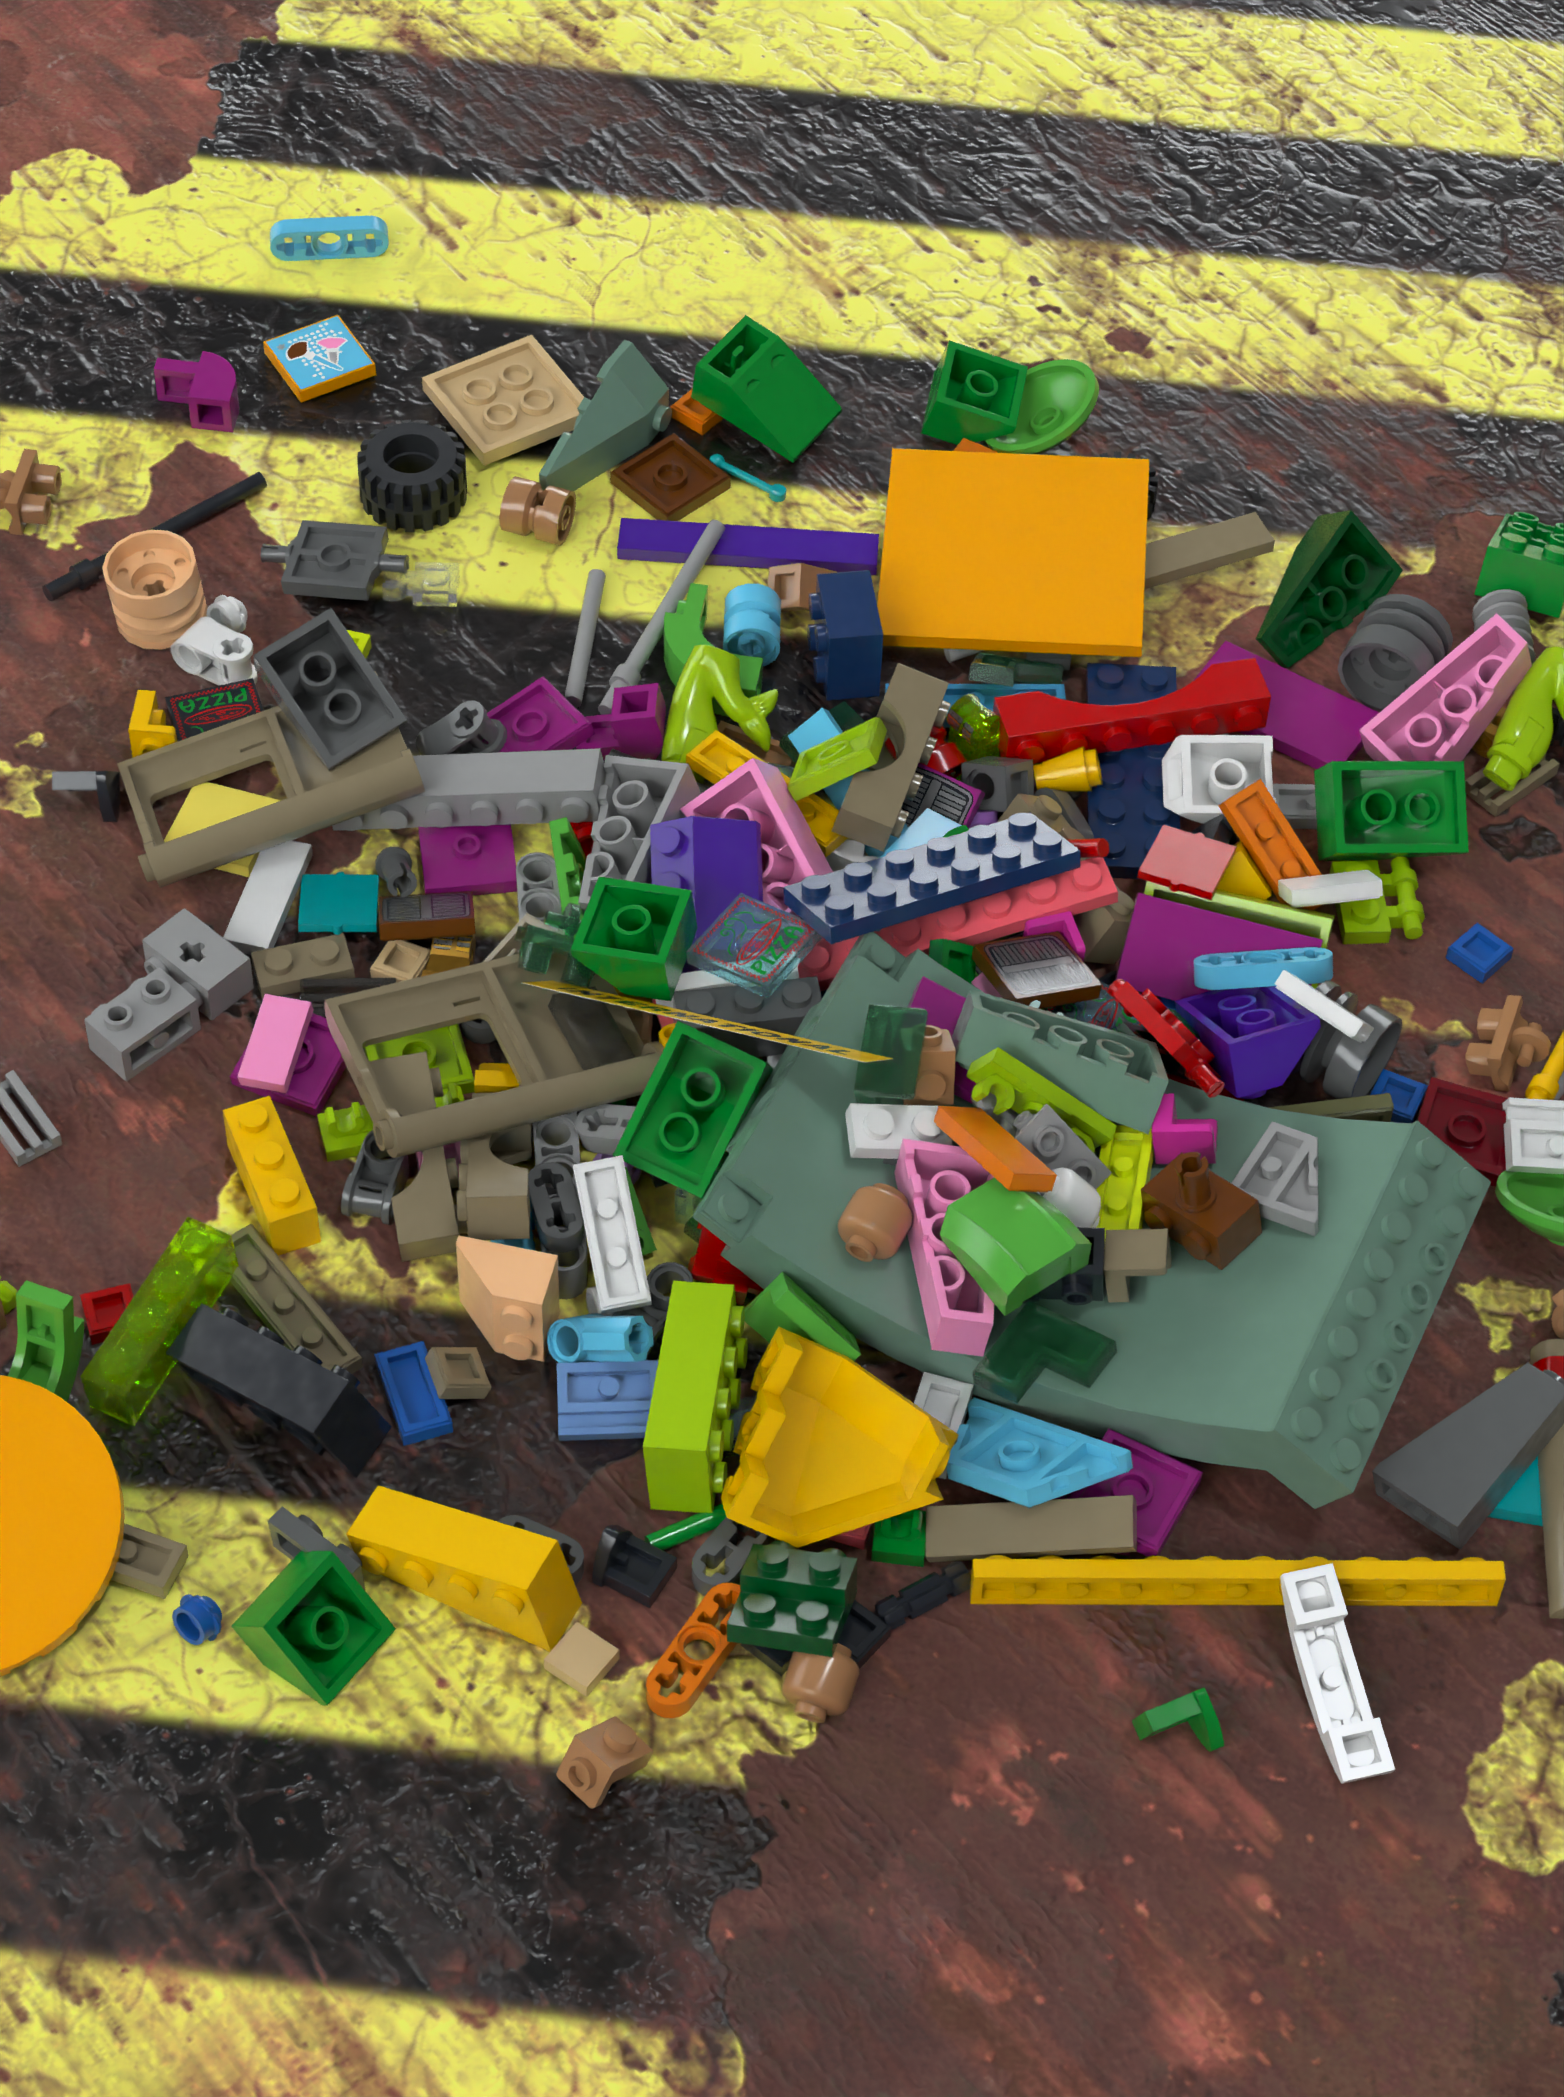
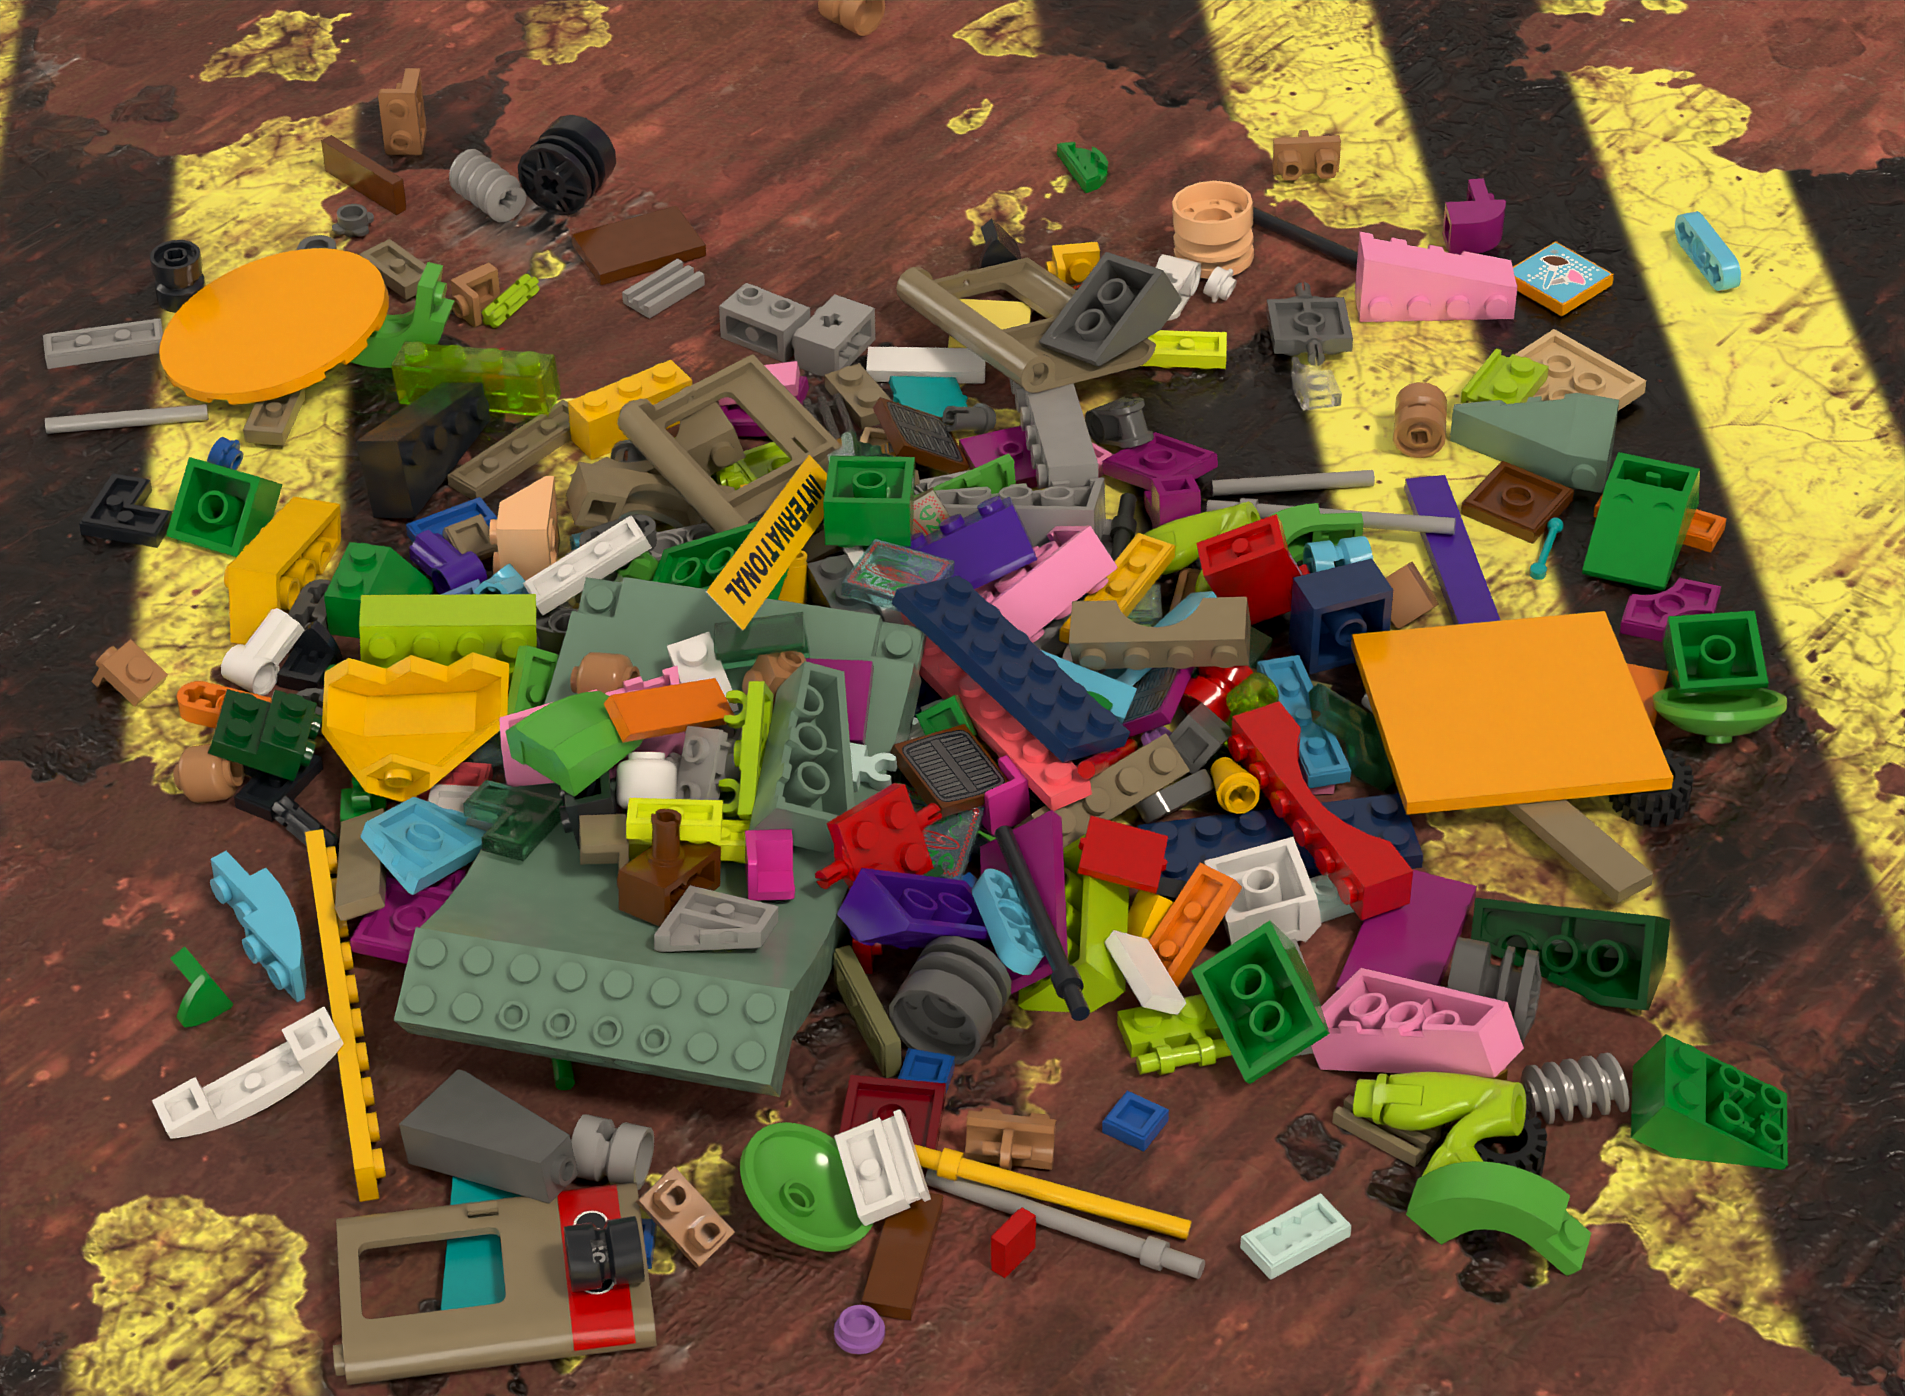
camera: 80 degrees right, 10 degrees down
(63, 1735) = (126, 418): none -> light grey bar
(270, 1760) = (121, 516): none -> black tile
(302, 1534) = (295, 481): dark grey plate -> none
(315, 449) = (1430, 284): none -> bright pink wedge
(412, 475) = (1424, 341): black tyre -> none
(510, 432) = (1505, 379): none -> lime plate
(514, 1394) = (444, 562): none -> dark purple piece
(537, 1478) = (368, 571): none -> green slope
(581, 1659) = (213, 648): tan tile -> none
(630, 1614) = (257, 662): none -> white piece
(794, 668) = (1253, 565): none -> red panel
(837, 758) = (1139, 598): lime tile -> none
(869, 427) = (1648, 614): none -> magenta tile
(1103, 1632) = (267, 919): none -> medium azure slope
(1151, 1177) = (699, 822): none -> neon yellow plate
(1323, 1007) = (934, 933): white tile -> none
(1367, 934) = (1065, 977): none -> black bar
(1488, 1353) = (618, 1153): none -> light grey wheel

